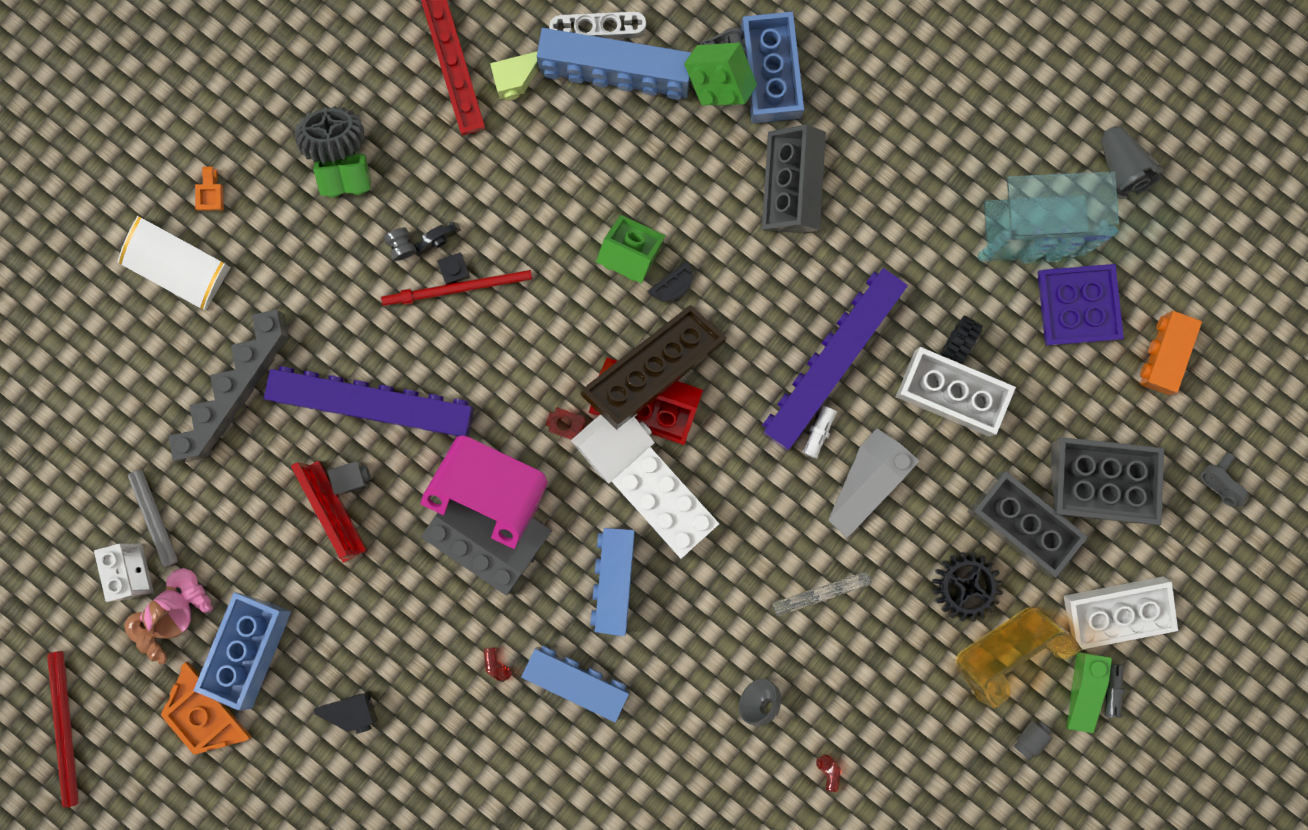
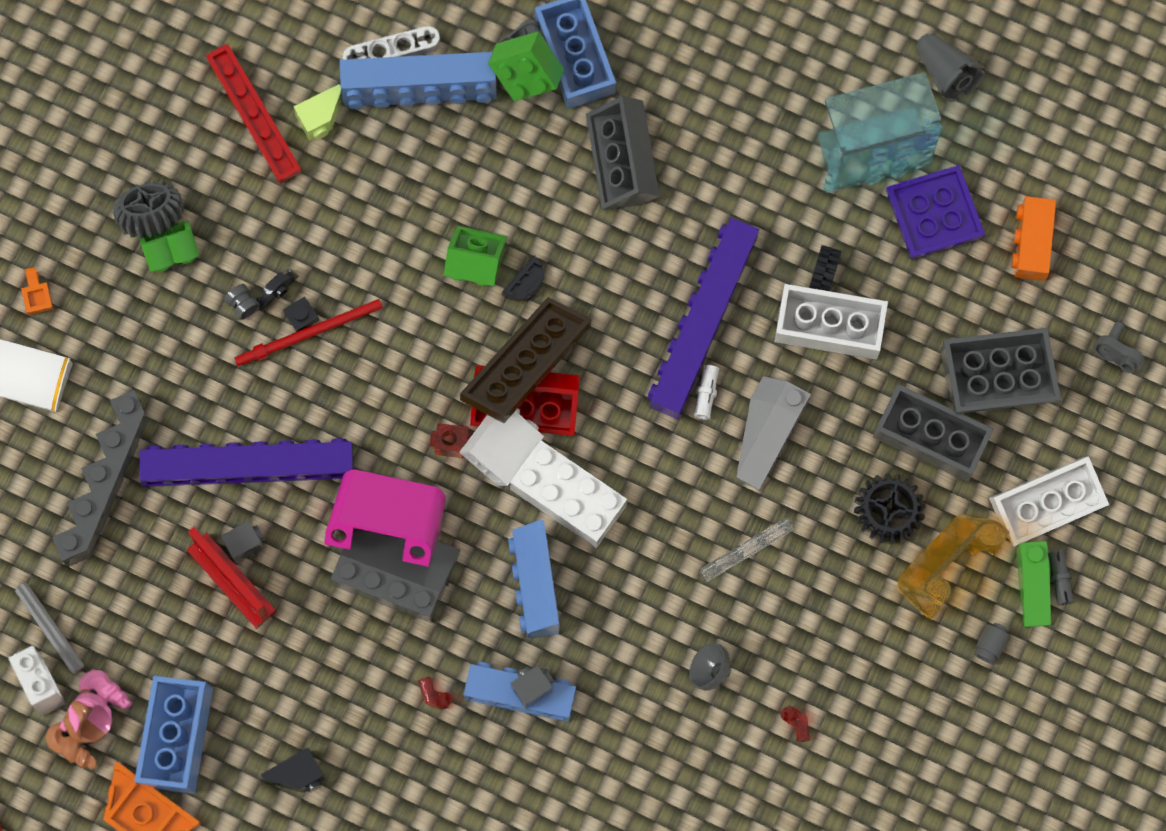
camera: 15 degrees left, 10 degrees down
(586, 687) = (532, 685): none -> dark grey brick

